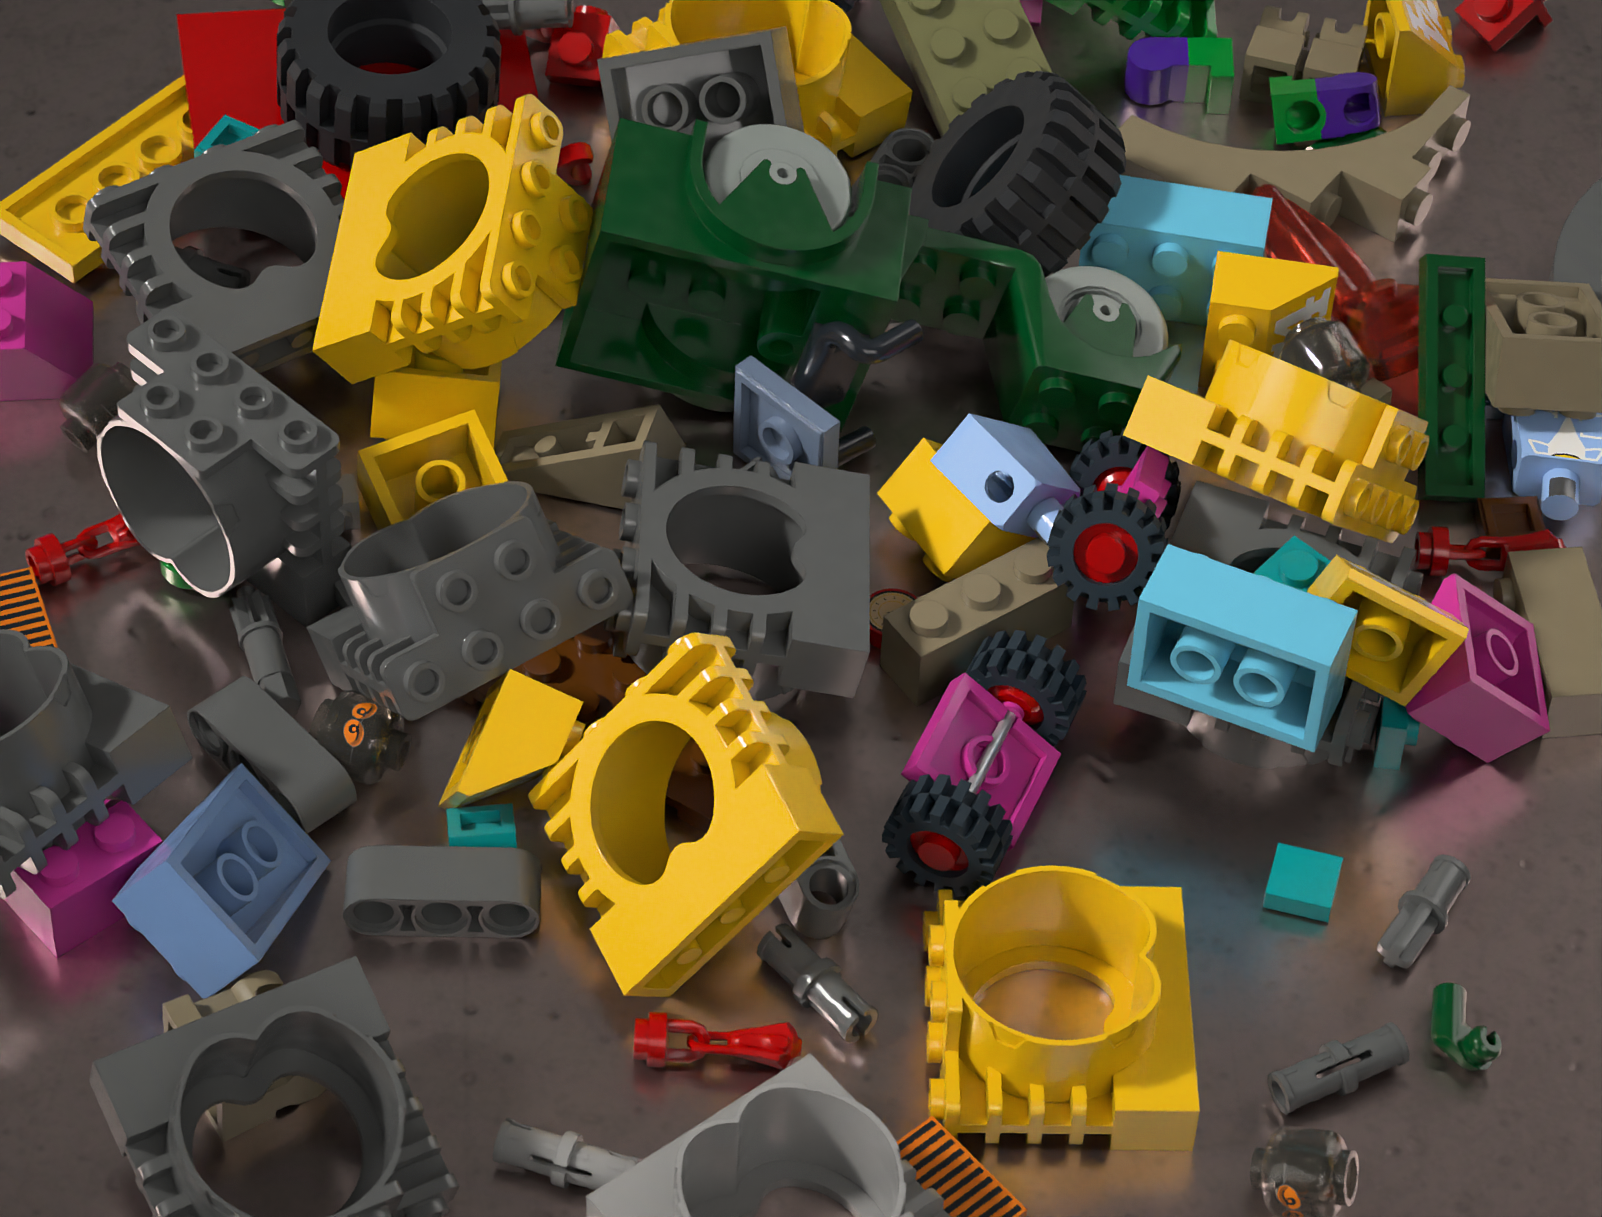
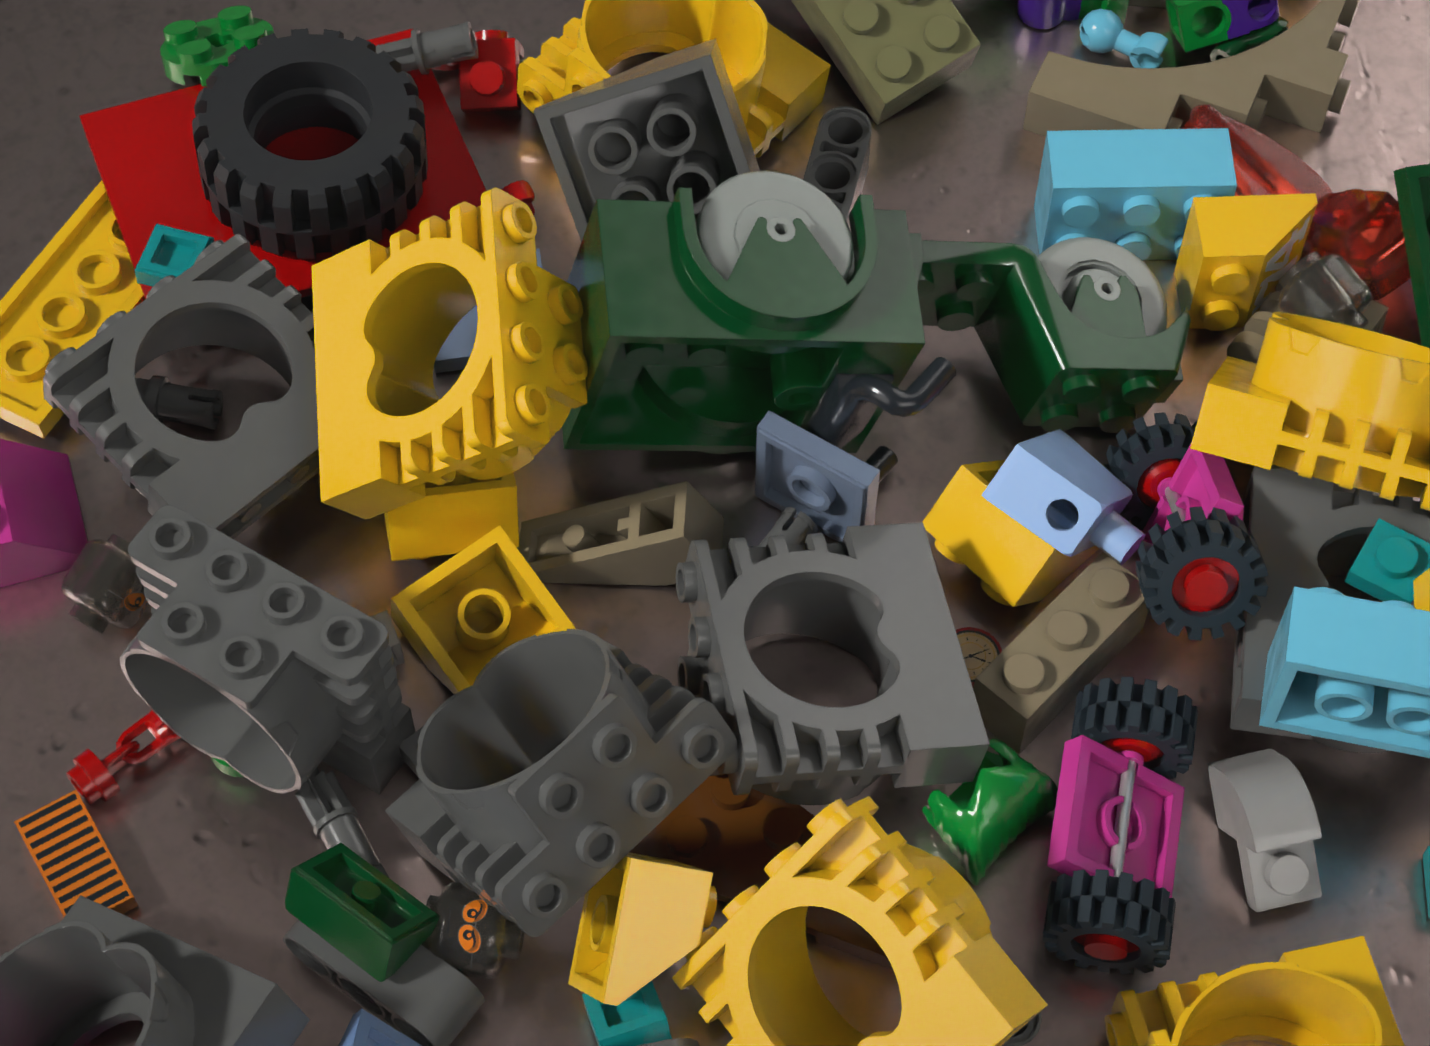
camera: 10 degrees left, 10 degrees up
(259, 692) = (358, 910): none -> dark green slope
(870, 734) = (992, 809): none -> green hair
(1023, 169) = (978, 148): black tyre -> none
(1127, 797) = (1274, 820): none -> light grey brick
(1201, 114) = (1104, 31): none -> medium azure arm

